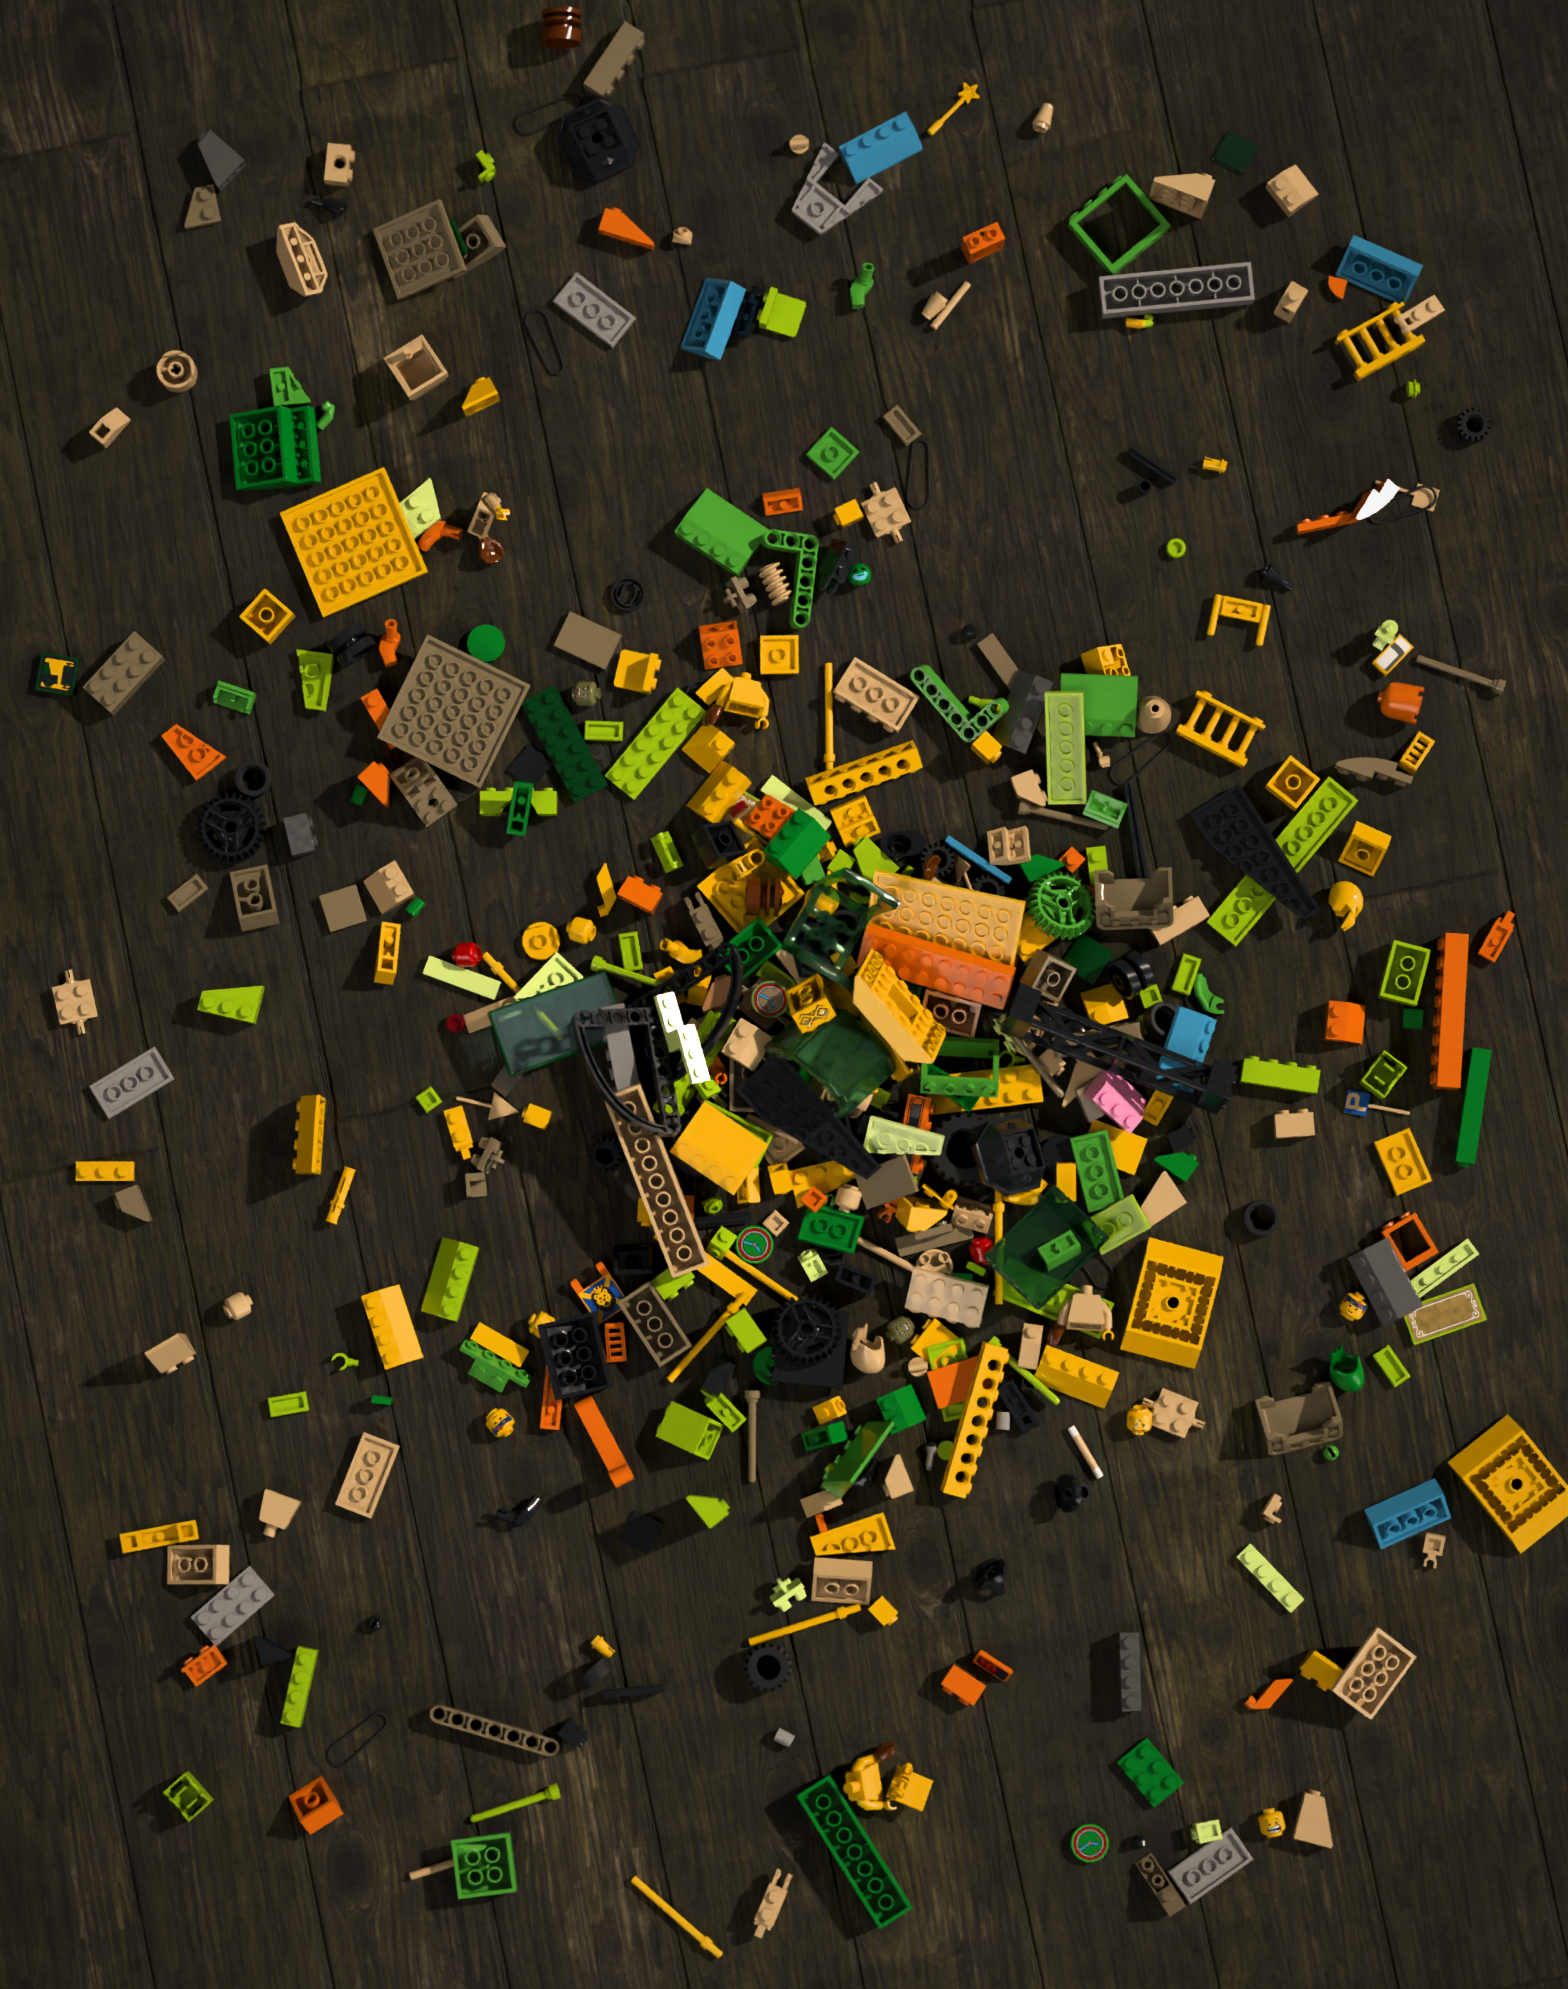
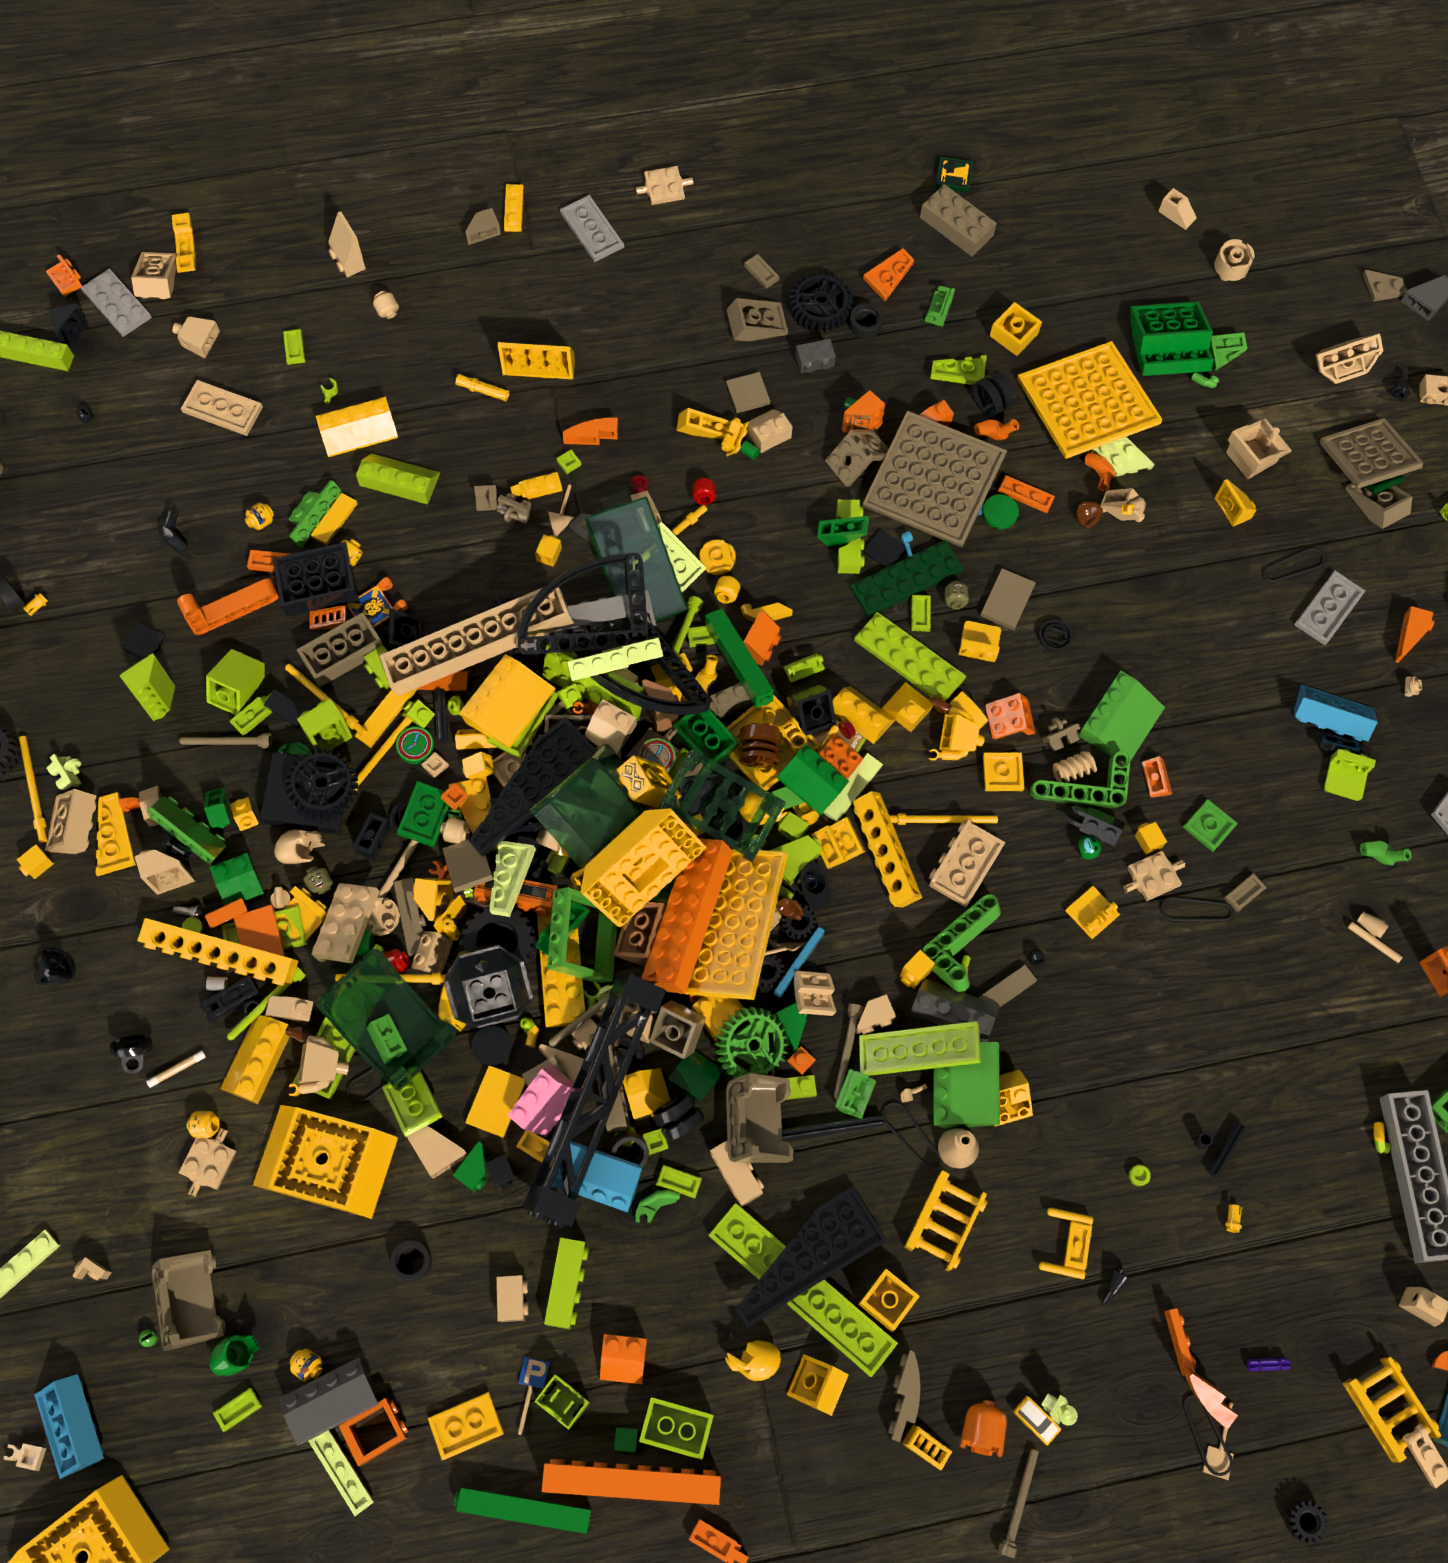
camera: 85 degrees right, 15 degrees down
(233, 1003) = (659, 303): lime wedge -> none
(381, 1400) = (289, 419): green tile -> none
(395, 1074) = (592, 431): none -> orange slope
(409, 924) = (738, 431): none -> yellow hinge
(461, 977) = (682, 489): yellowish green tile -> none
(464, 615) = (1026, 494): none -> orange tile
(519, 744) = (906, 538): none -> dark azure hand
(666, 916) = (739, 658): none -> green brick
(812, 1264) = (390, 797): yellowish green bracket -> none
(923, 575) = (1092, 912): none -> yellow hinge
(935, 1415) = (226, 913): none -> orange slope
(1046, 1115) = (532, 1031): none -> arm
(1066, 1179) = (462, 1050): yellow tile -> none
(1097, 1170) = (471, 1082): bright green tile -> none
(1342, 445) = (1268, 1364): none -> dark purple axle
(1412, 388) = (1341, 1448): lime plate -> none
(1445, 1314) = (290, 1475): pearl gold tile -> none

